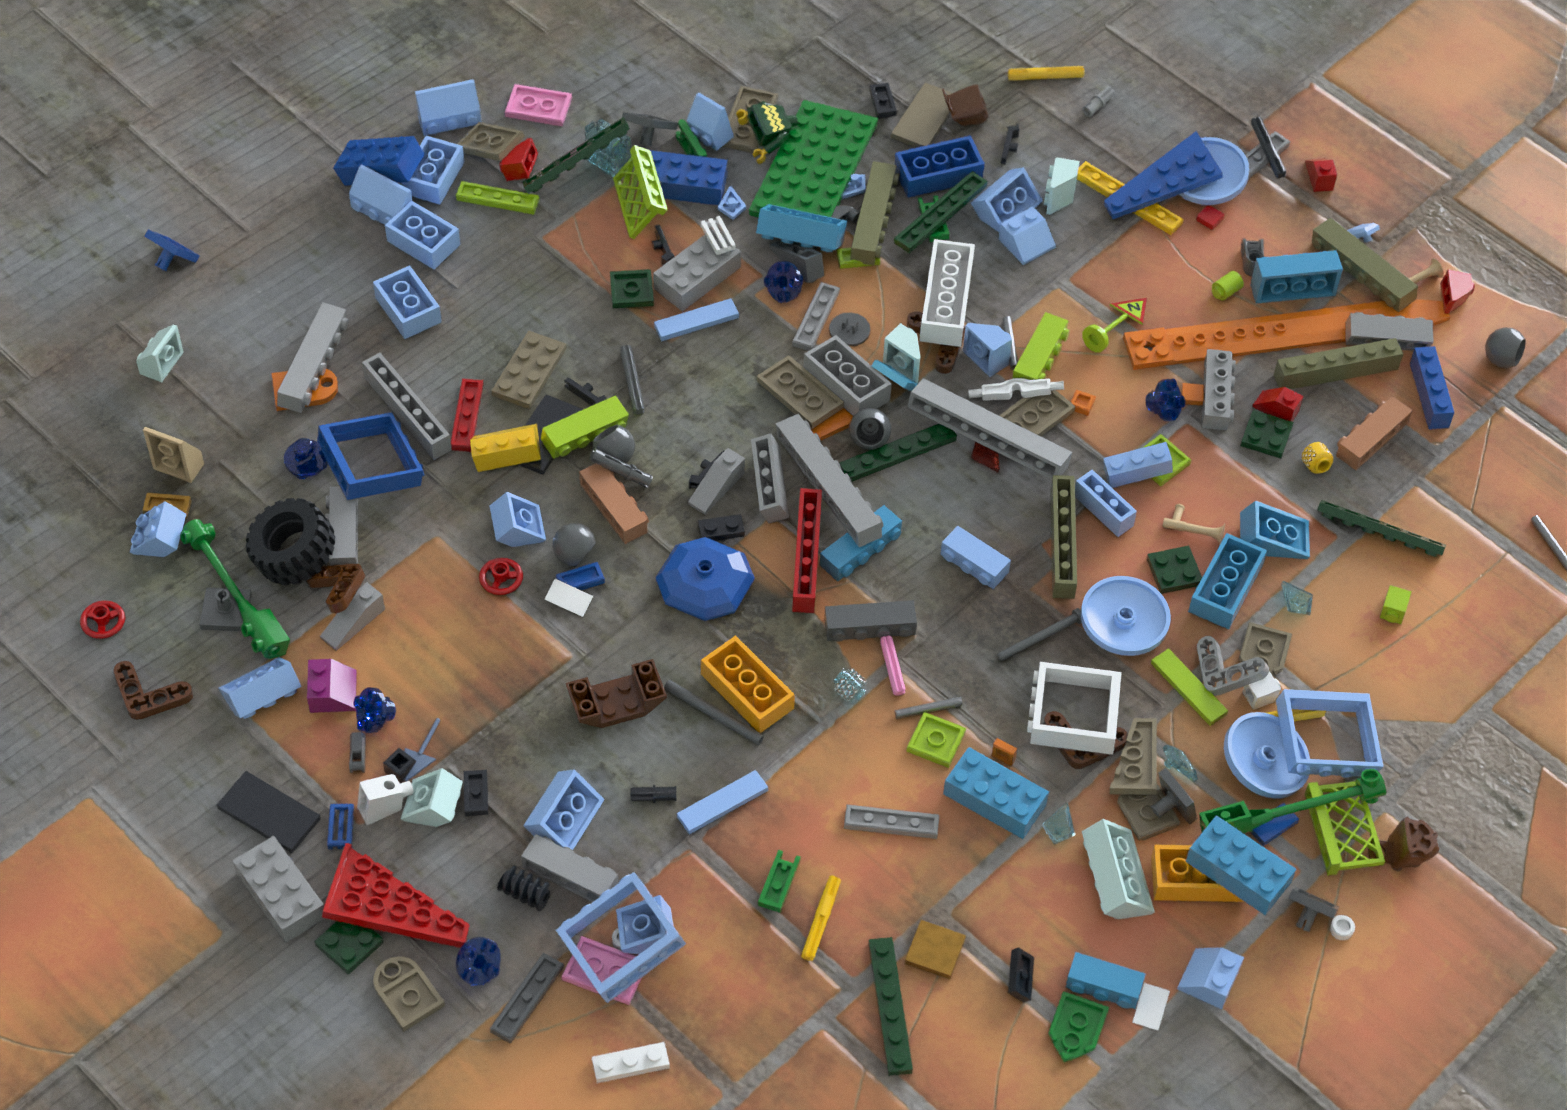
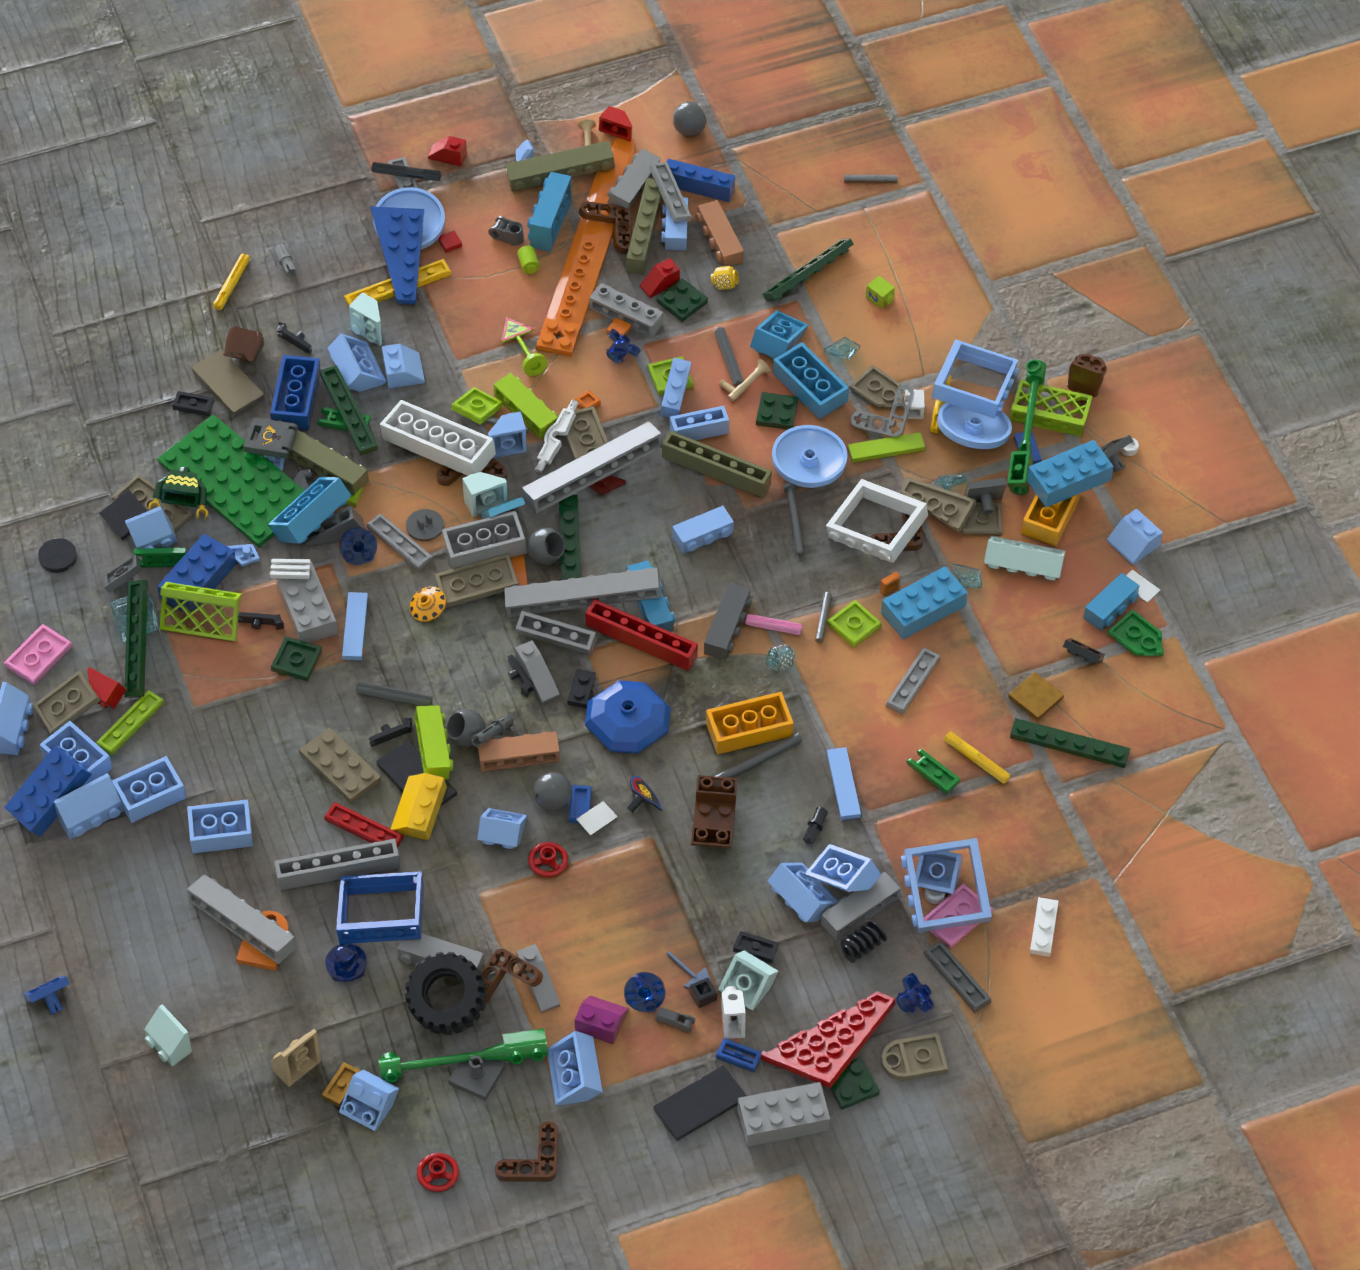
camera: 65 degrees left, 0 degrees up
(593, 833) = (844, 870): none -> light blue slope
(614, 622) = (642, 792): none -> shield
(654, 74) = (57, 555): none -> black tile
(729, 97) = (121, 509): none -> black tile
(752, 365) = (430, 609): none -> light orange dish
(868, 164) = (274, 438): none -> dark grey container
(1016, 313) = (477, 405): none -> lime tile
(1218, 500) = (729, 356): none -> dark grey axle
(1329, 334) = (613, 217): none -> reddish brown beam
(1361, 390) = (675, 233): none -> light blue brick
(1388, 363) = (670, 192): none -> light grey tile

